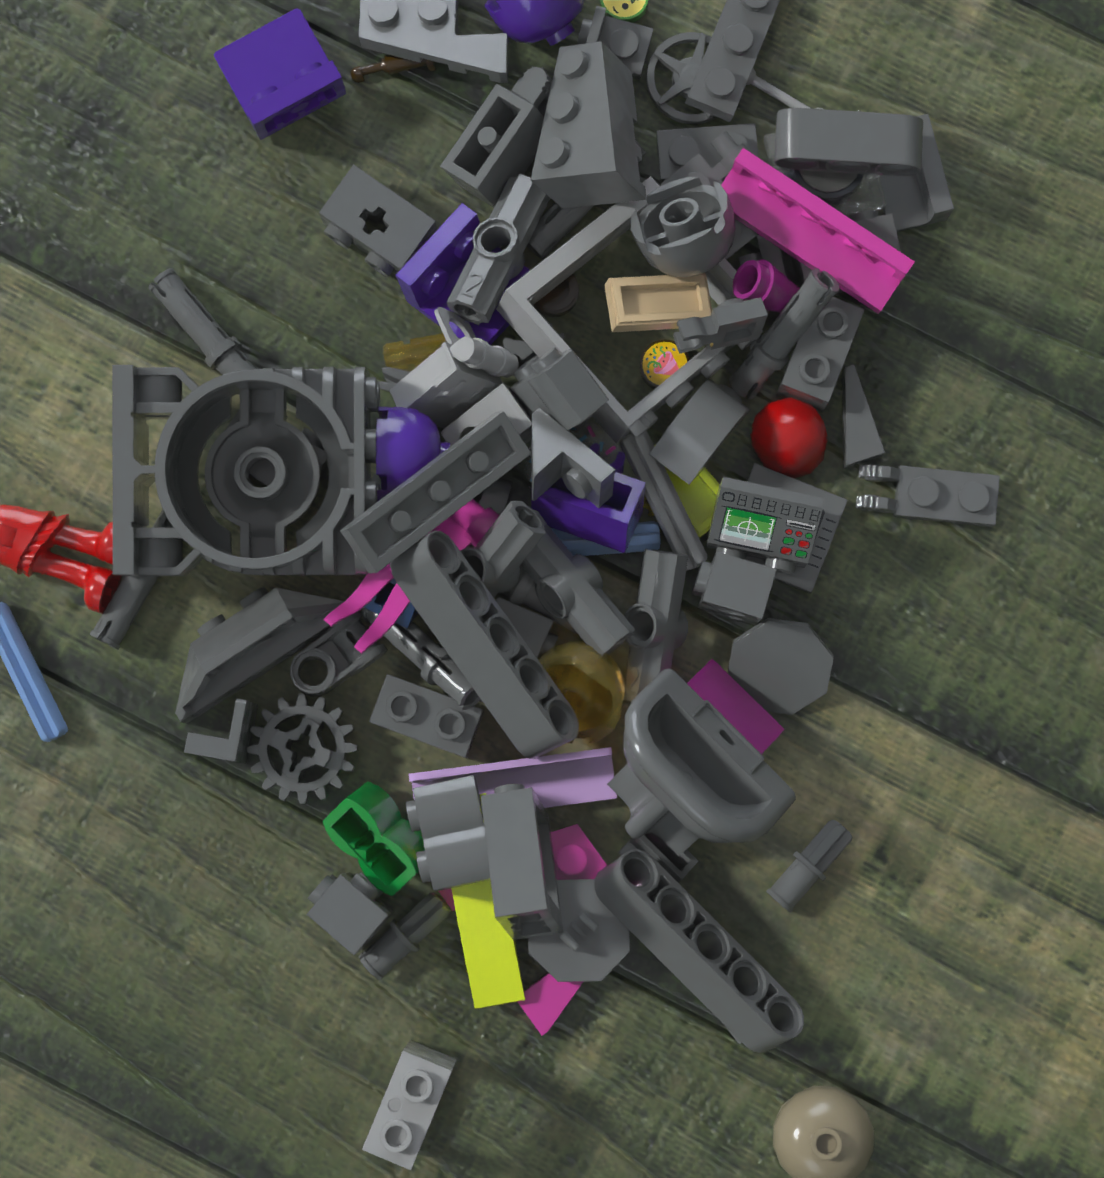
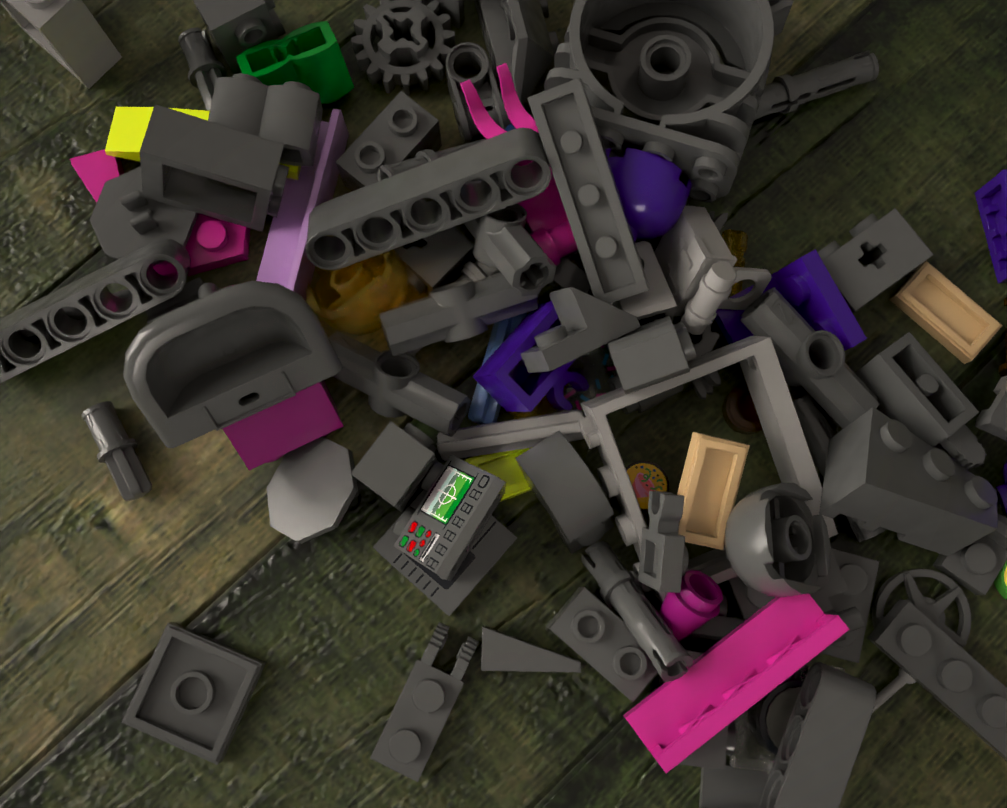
camera: 105 degrees right, 5 degrees down
(393, 133) = (946, 312): none -> tan tile
(789, 437) = (531, 582): red hair -> none
(997, 705) = (194, 692): none -> dark grey tile

